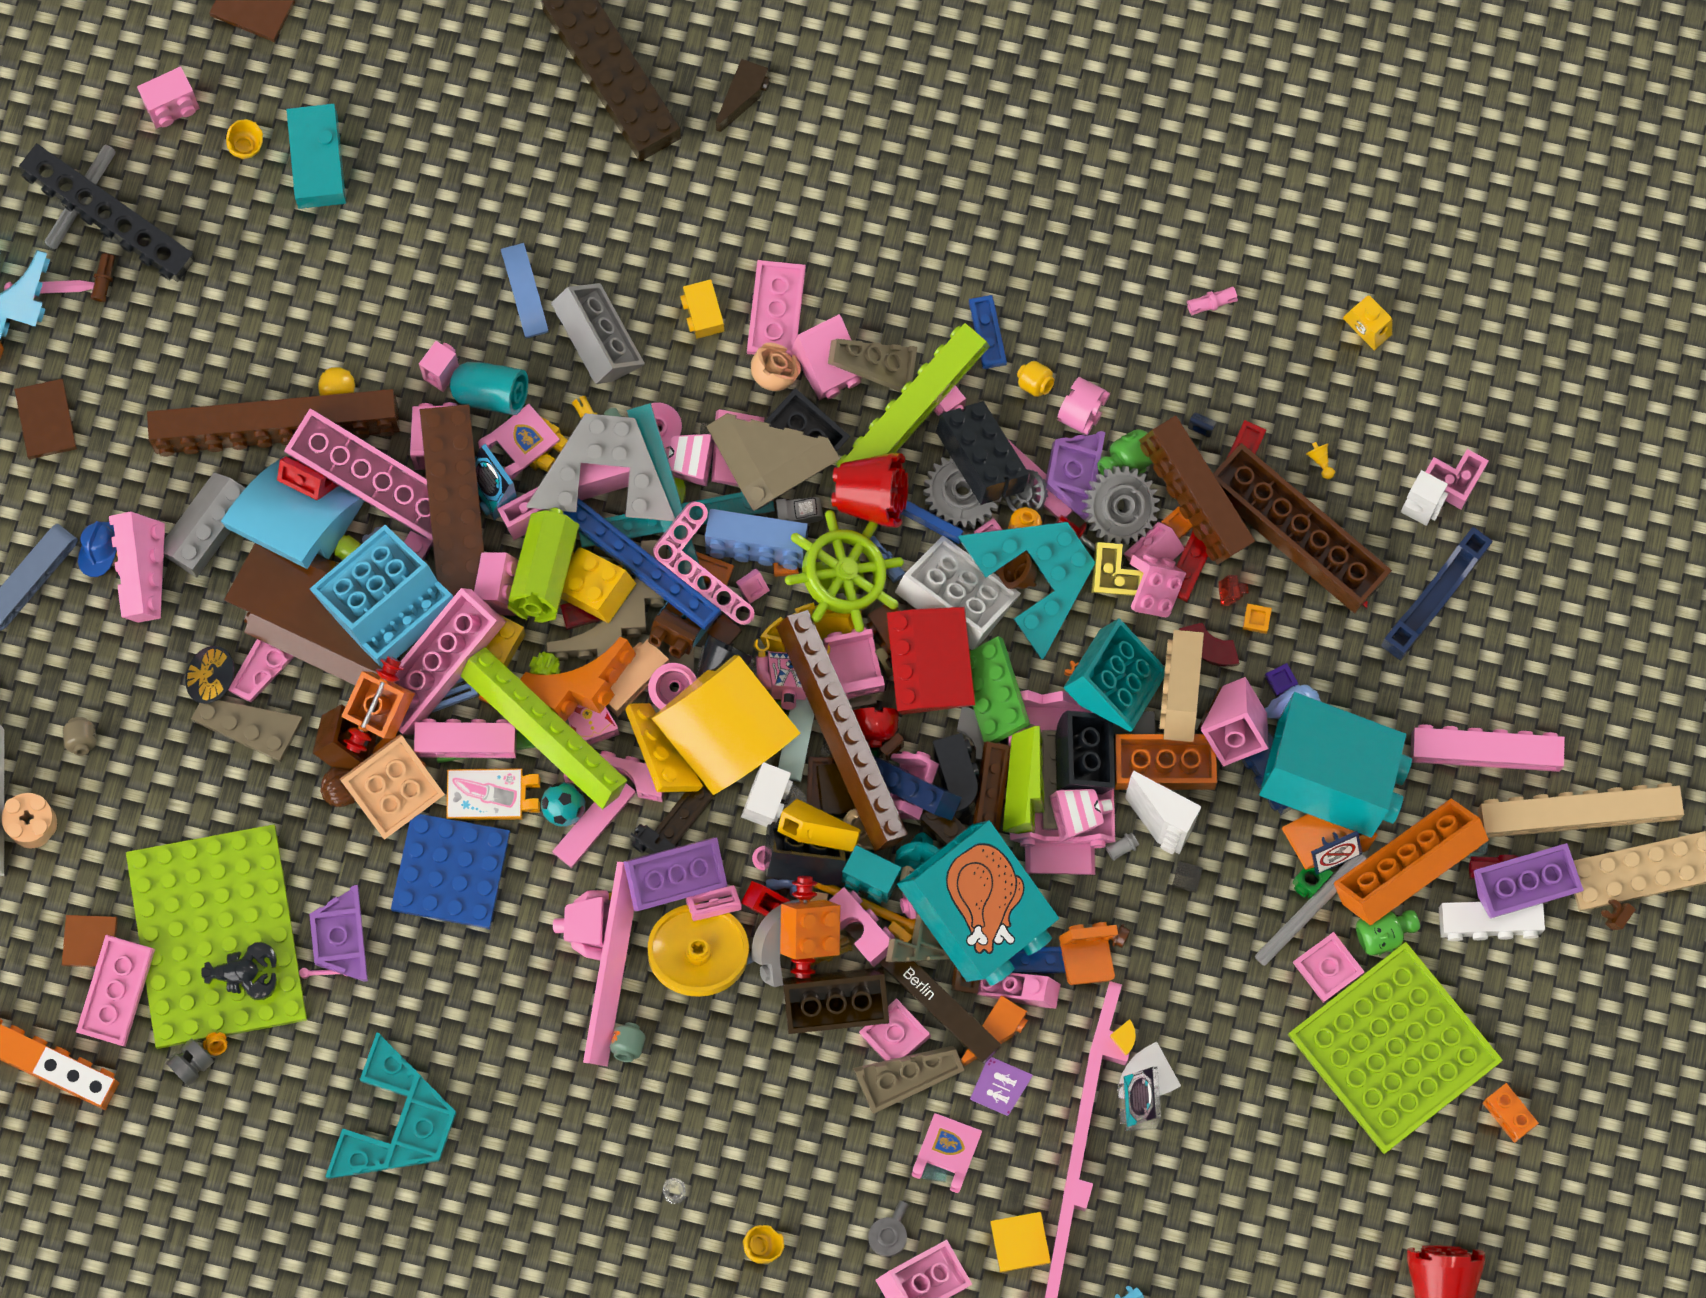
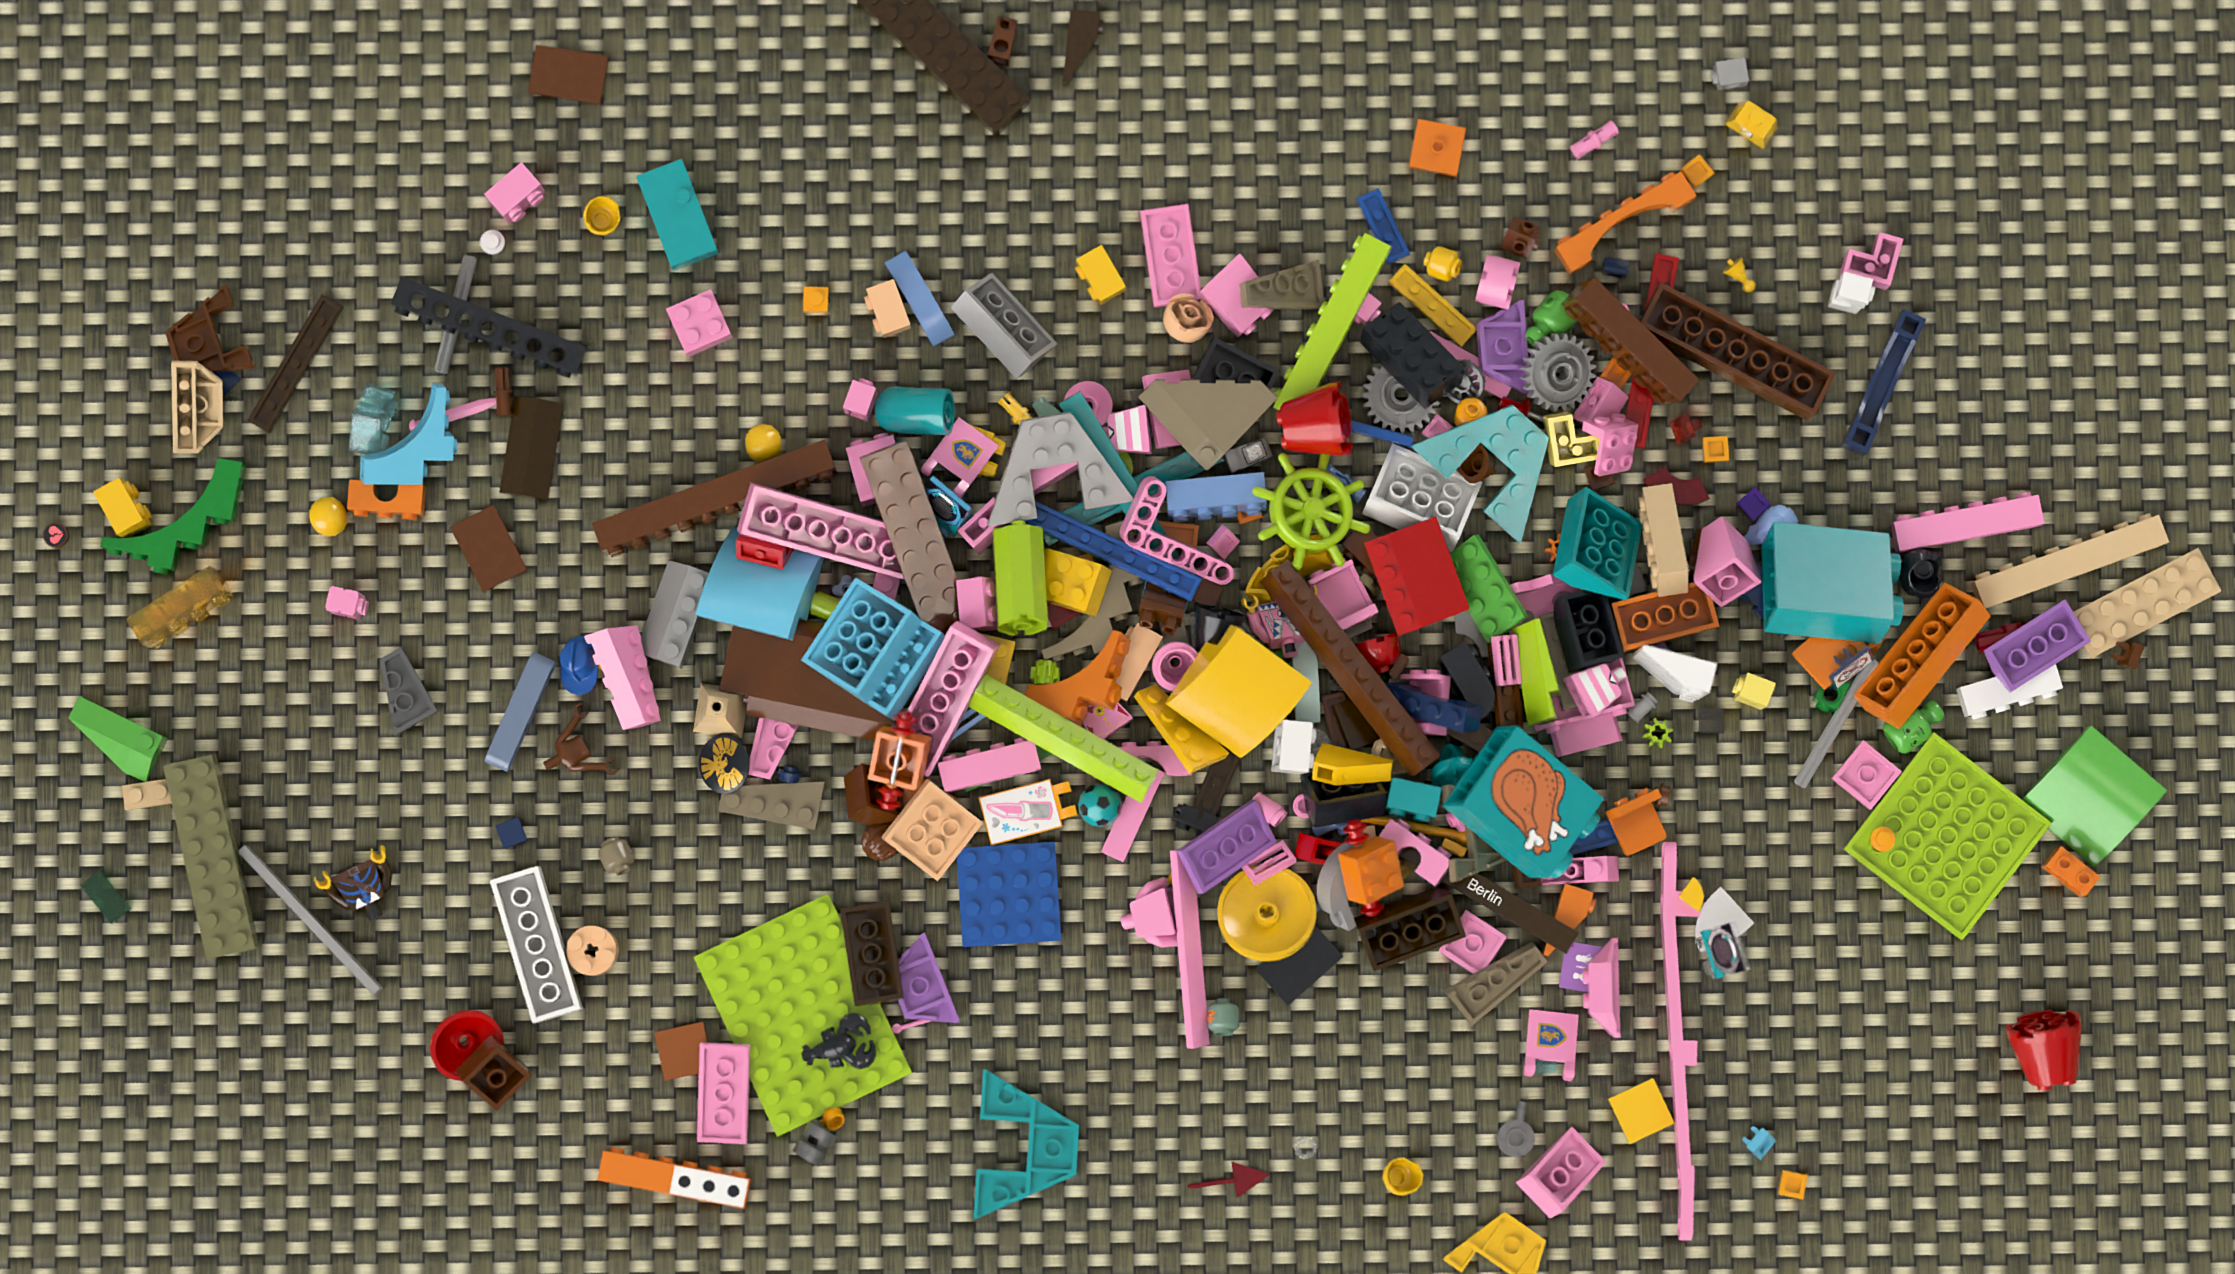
camera: 15 degrees left, 10 degrees up
(69, 627) = (573, 751): none -> reddish brown piece
(115, 336) = (531, 448): none -> dark brown slope
(134, 139) = (492, 242): none -> white plate
(221, 626) = (728, 720): none -> tan slope
(270, 700) = (790, 774): none -> dark blue plate
(299, 892) = (872, 953): none -> dark brown slope
(307, 259) = (699, 323): none -> bright pink brick
(425, 266) = (816, 299): none -> light orange plate
(491, 290) = (888, 308): none -> light nougat brick
(605, 1207) = (1244, 1179): none -> dark red piece
(669, 74) = (1002, 41): none -> reddish brown leg
(717, 1014) = (1296, 973): none -> black tile
(731, 854) = (1272, 810): none -> bright pink cone
(998, 761) = (1512, 641): none -> bright pink tile
(1013, 1109) = (1603, 988): none -> bright pink wedge
(1016, 416) = (1432, 305): none -> yellow tile
(1058, 272) = (1437, 147): none -> orange plate
(1117, 372) = (1521, 237): none -> reddish brown brick
(1134, 619) = (1597, 482): none -> reddish brown tile
(1138, 874) = (1653, 739): none -> lime gear
(1235, 854) = (1753, 690): none -> light yellow brick
(1273, 368) = (1670, 194): none -> orange arch
(1304, 355) = (1697, 171): none -> light orange tile
(1328, 1031) = (1882, 839): none -> light orange plate
(1358, 271) = (1730, 73): none -> light grey brick
(1429, 783) = (1920, 573): none -> black hair
(1550, 1042) = (2093, 795): none -> bright green slope

